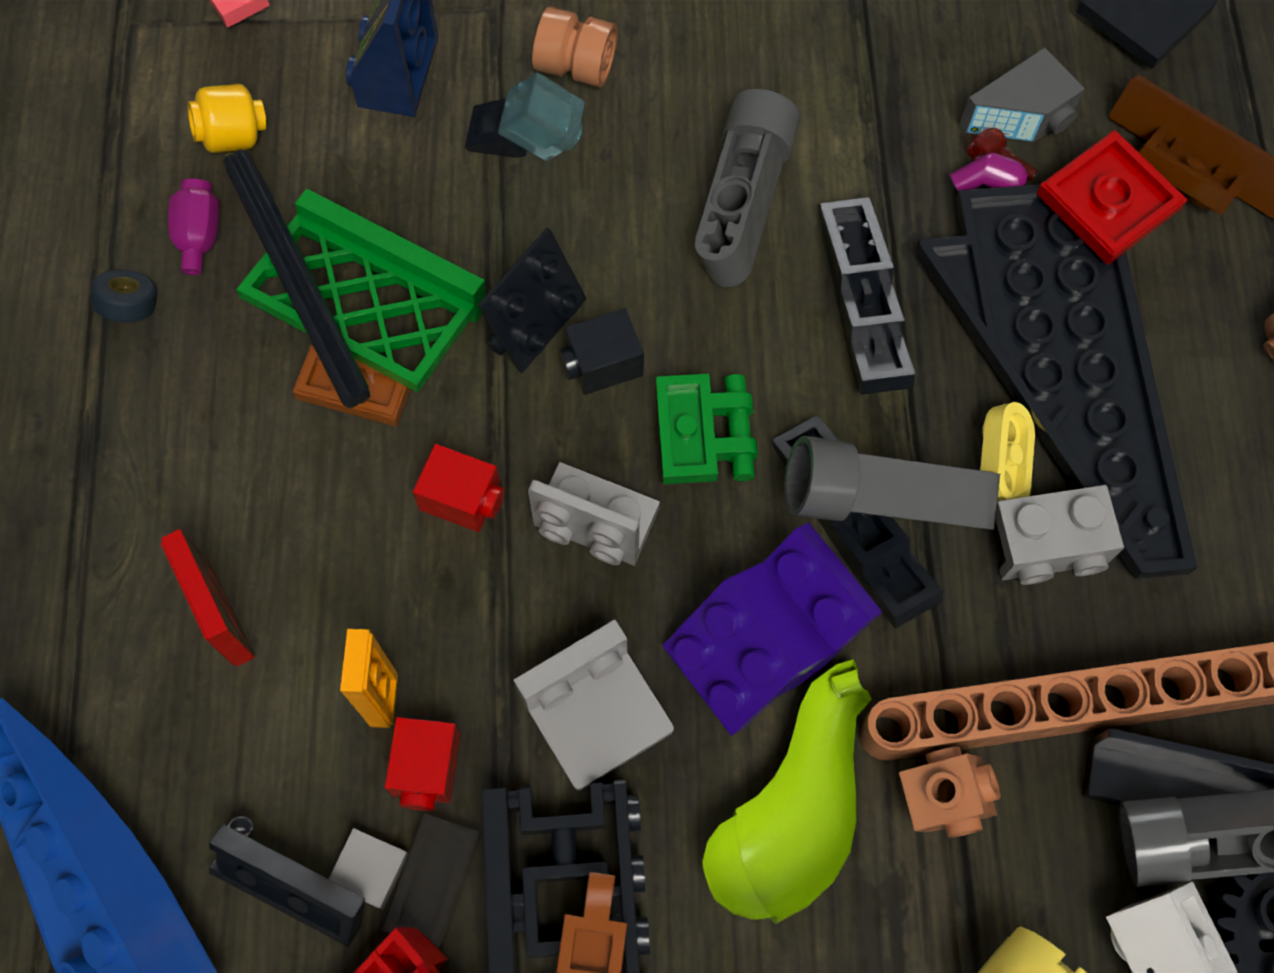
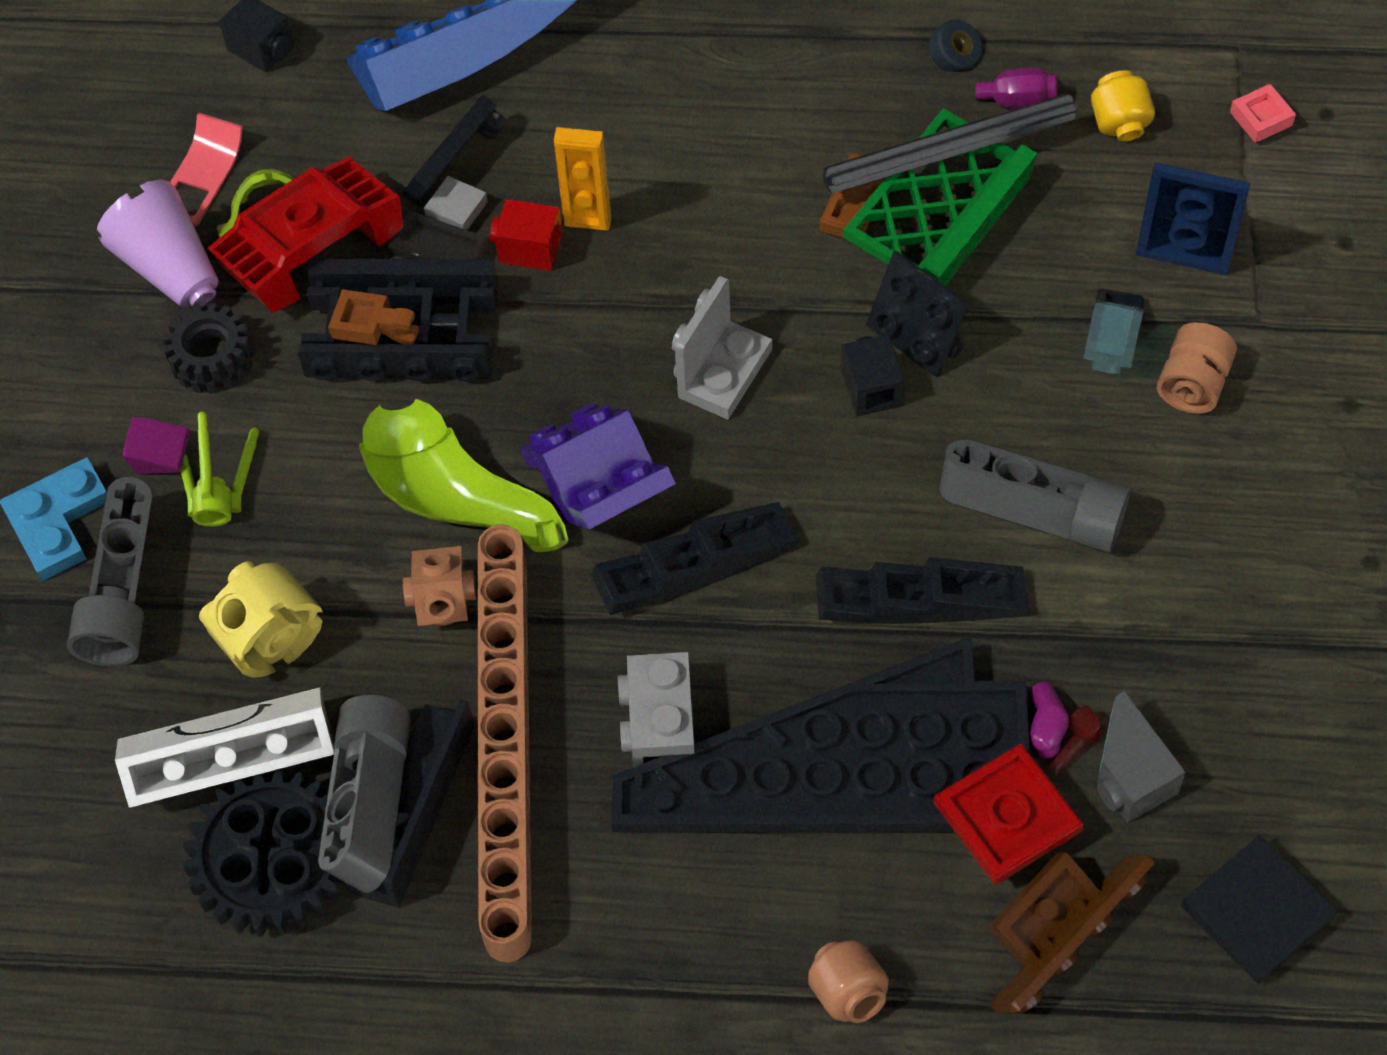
camera: 100 degrees right, 10 degrees down
(206, 598) = (669, 91): red tile -> none
(459, 488) = (754, 263): red brick -> none
(593, 706) = (556, 349): light grey bracket -> none
(687, 428) = (793, 435): green plate -> none
(831, 480) = (703, 558): dark grey beam -> none
(1009, 449) = (741, 689): light yellow plate -> none

